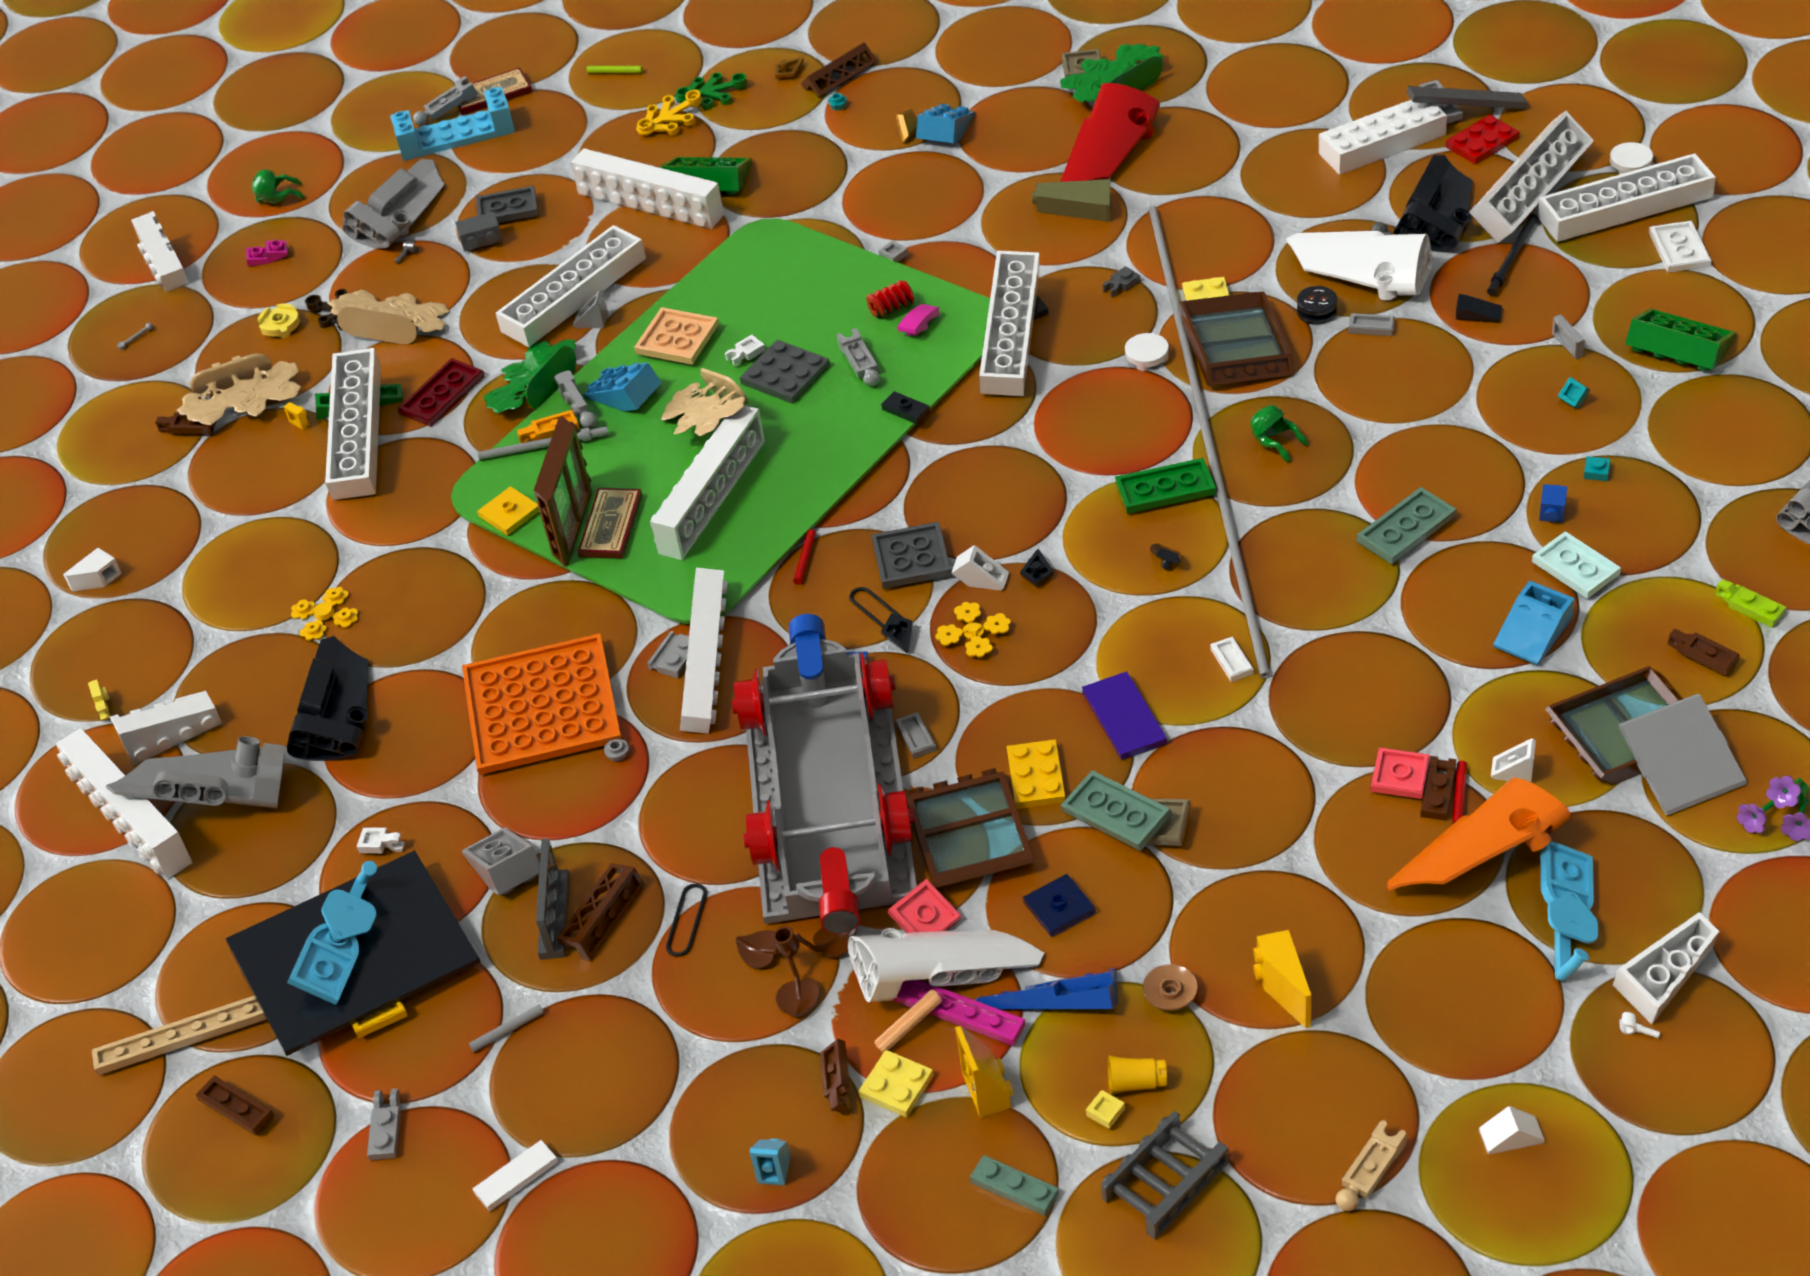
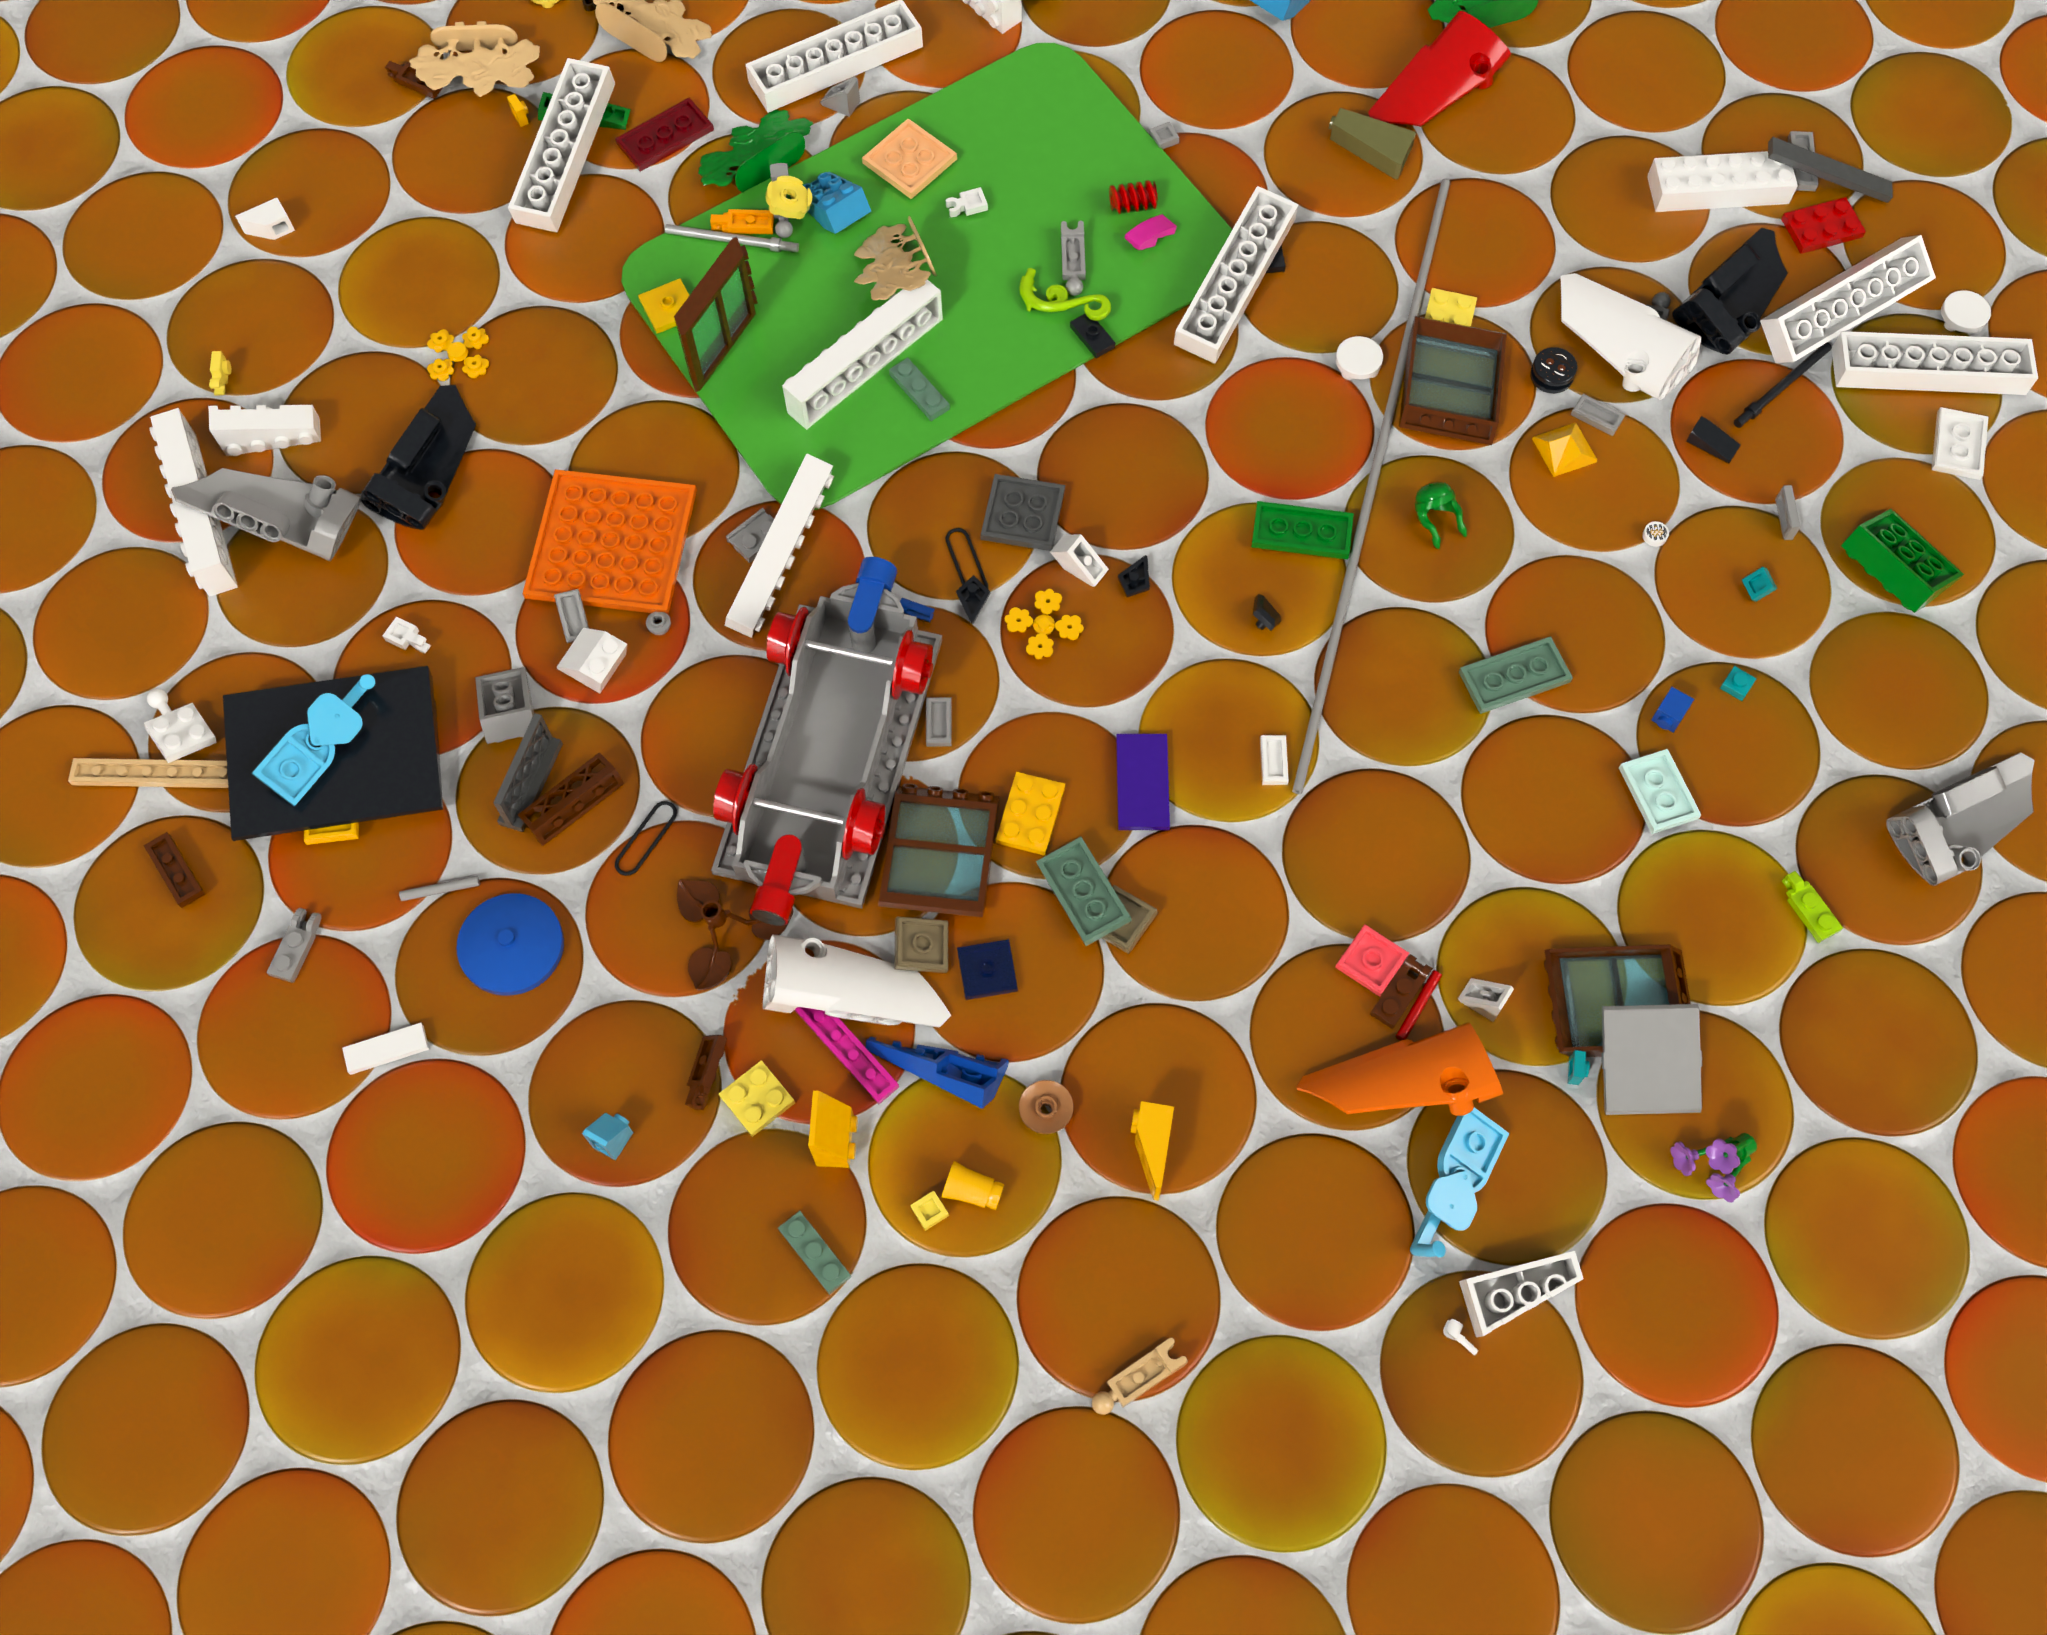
camera: 15 degrees right, 20 degrees up
(187, 992) = (177, 731): none -> white plate
(533, 769) = (571, 613): none -> light grey tile
(569, 793) = (593, 658): none -> white slope
(584, 392) = (785, 207): none -> light yellow plate
(597, 1048) = (510, 944): none -> blue dish
(610, 523) = (756, 359): tile -> none
(770, 496) = (919, 389): none -> sand green plate
(784, 371) = (996, 243): dark grey plate -> none
(804, 557) = (923, 471): red bar -> none
(862, 386) = (1062, 303): none -> lime plant
(908, 1021) = (792, 1040): light nougat axle -> none
(924, 910) = (859, 927): coral plate -> none
(989, 906) = (921, 944): none -> dark tan plate
(1122, 279) = (1375, 259): dark grey plate -> none
(1175, 1198) = (974, 1319): dark grey fence -> none
(1357, 357) = (1564, 449): none -> yellow slope
(1467, 389) = (1655, 534): none -> white tile
(1510, 1131) = (1287, 1397): white slope -> none
(1535, 622) = (1583, 845): dark azure slope -> none
(1622, 786) = (1577, 1067): none -> teal plate
(1704, 651) = (1735, 946): reddish brown hinge -> none

